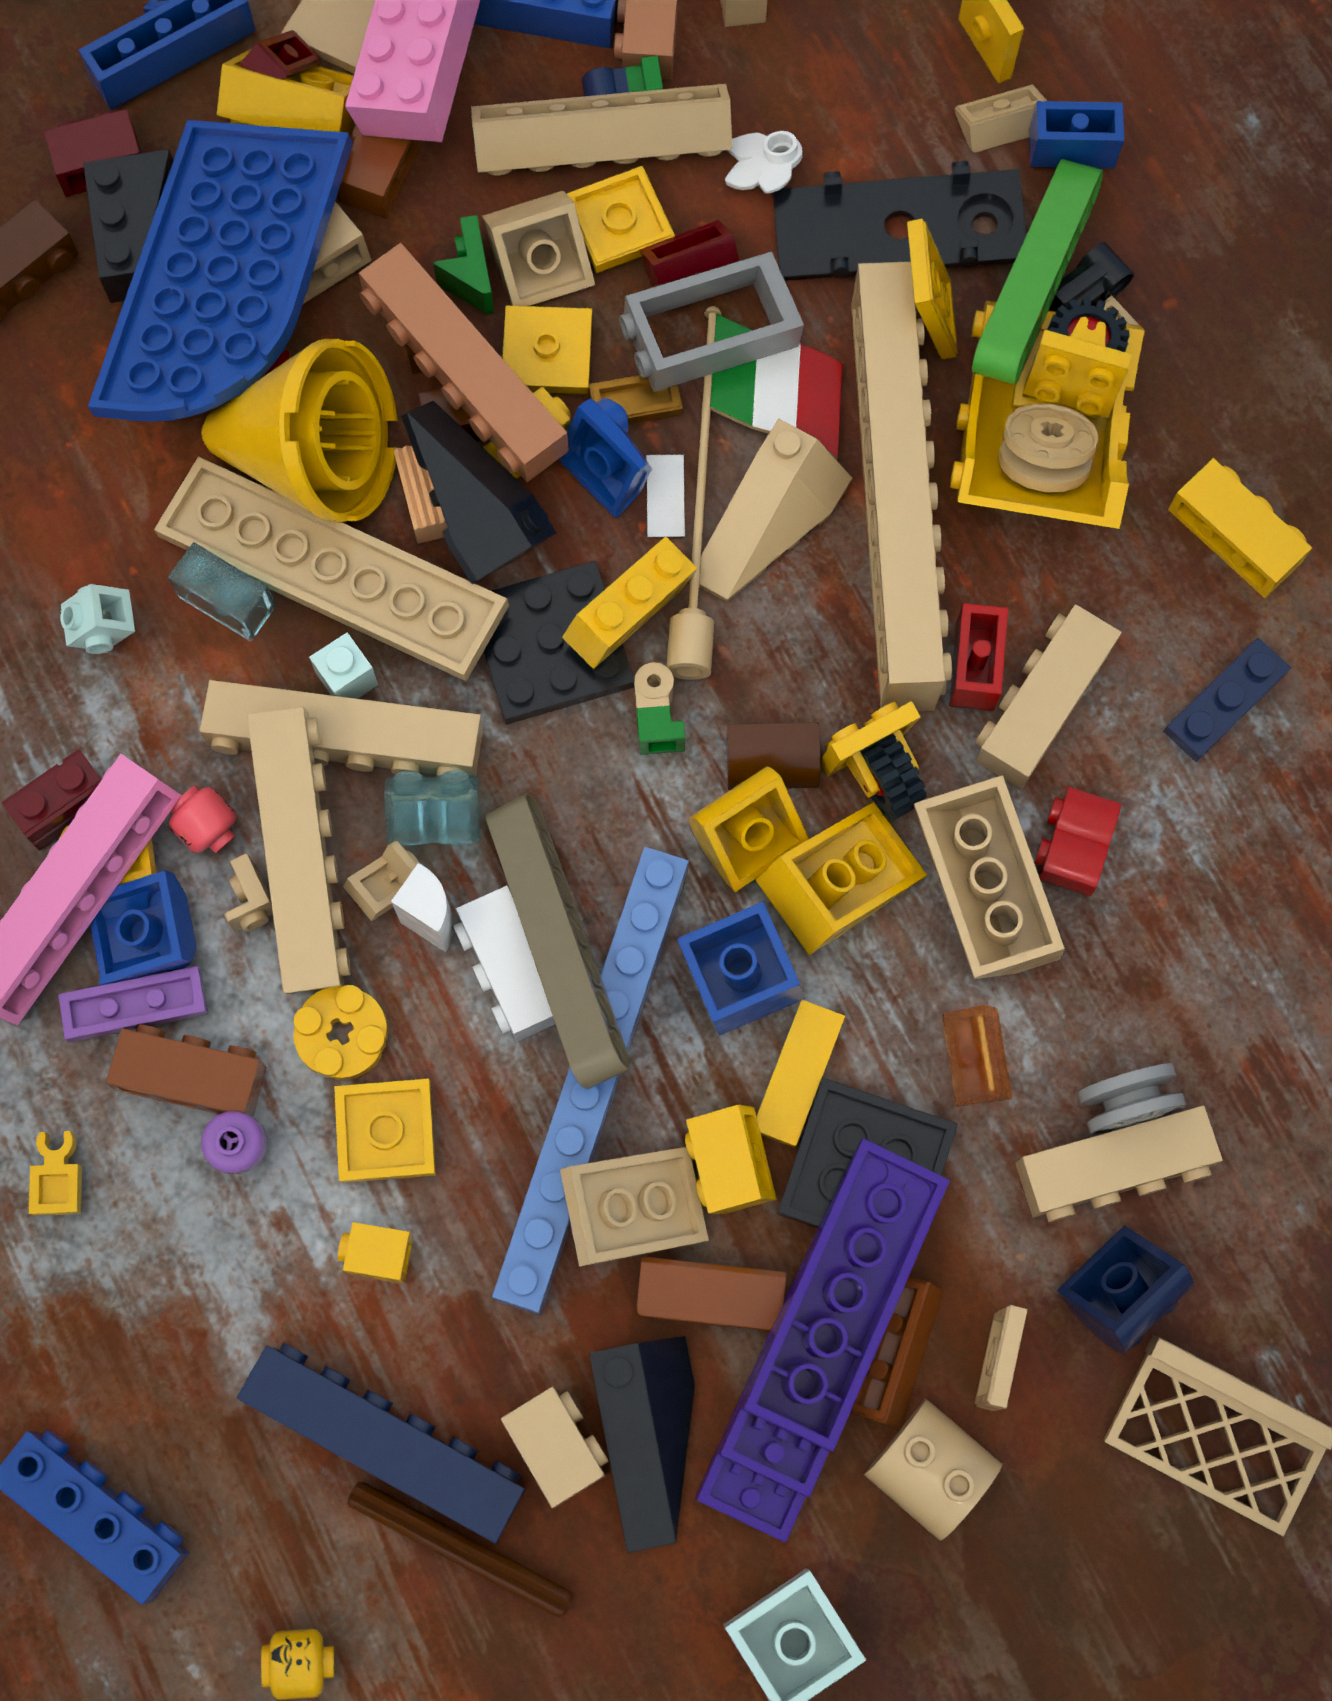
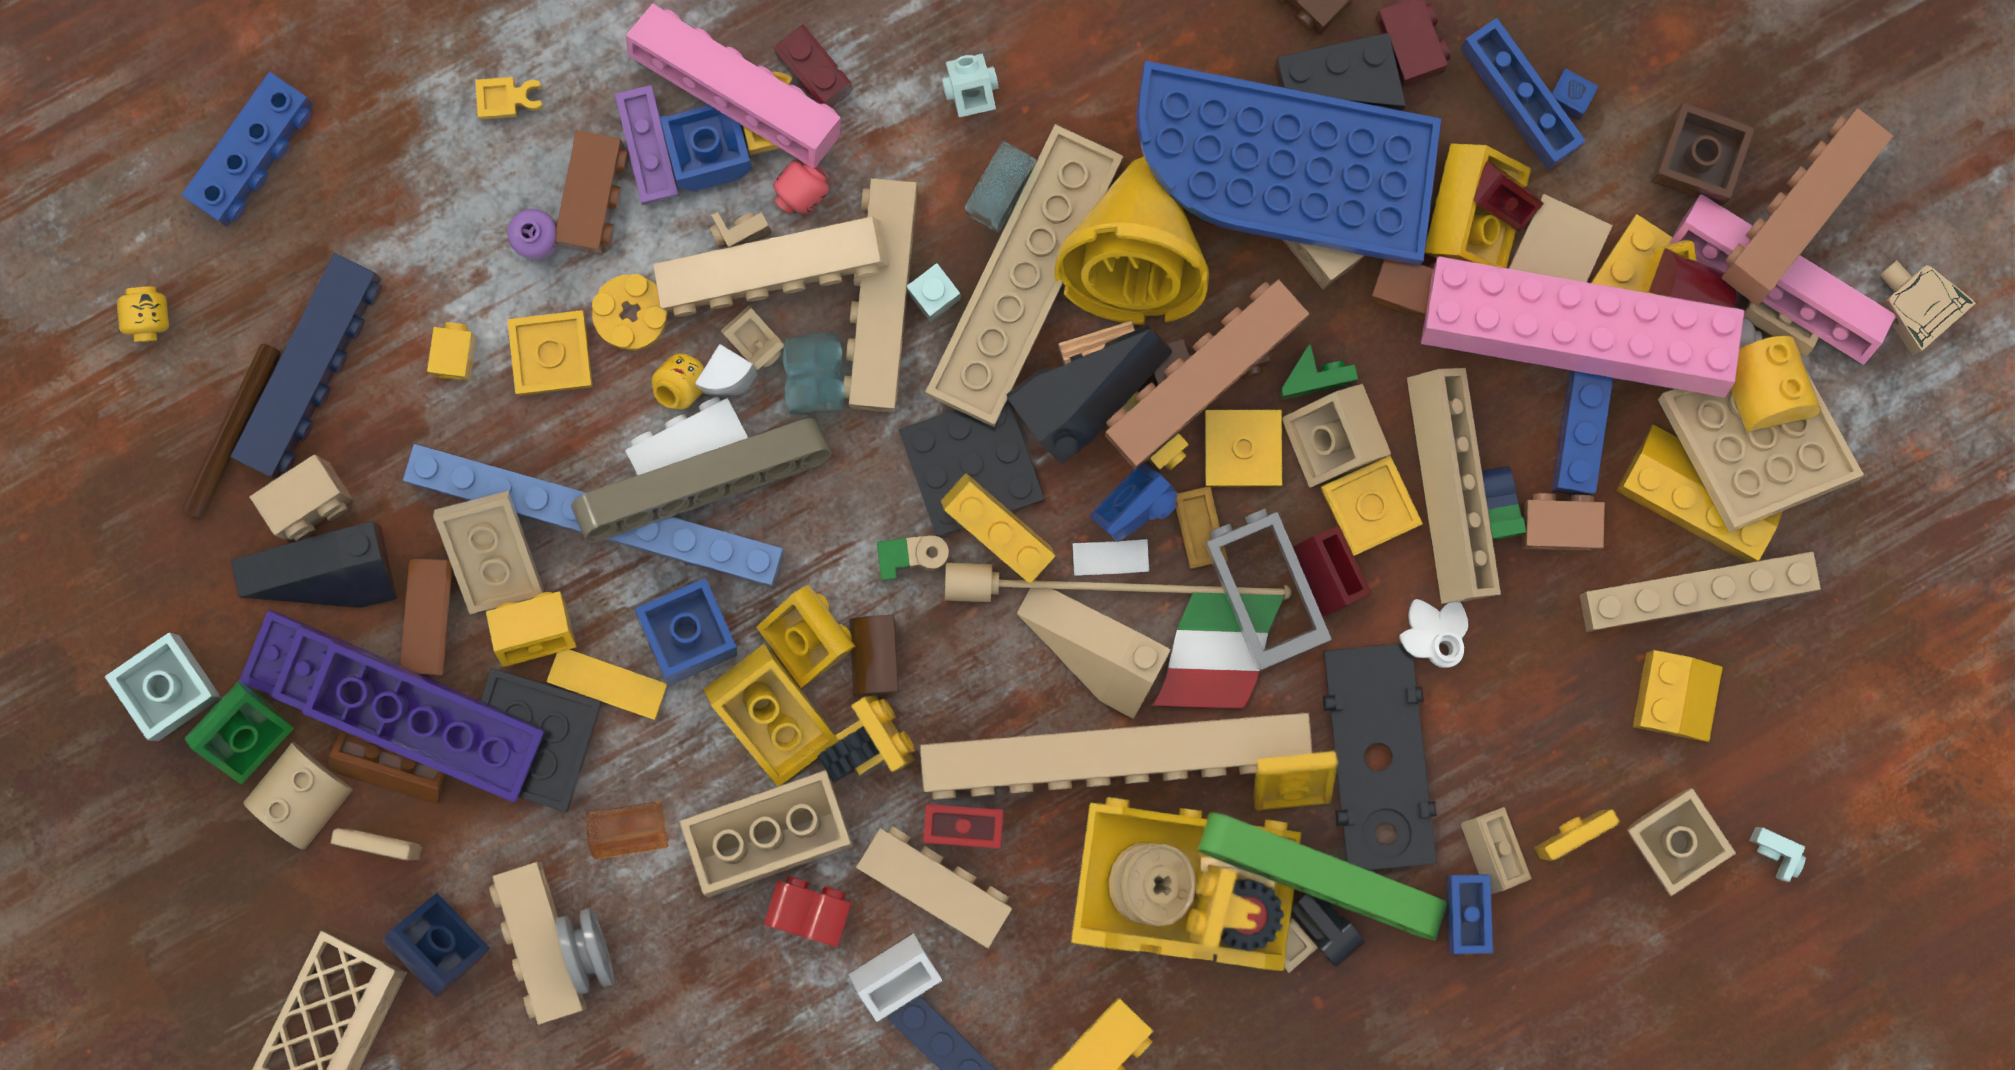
camera: 90 degrees right, 10 degrees up
(431, 969) = (675, 381): none -> yellow head
(853, 1542) = (239, 732): none -> green brick
(1152, 745) = (895, 977): none -> white brick

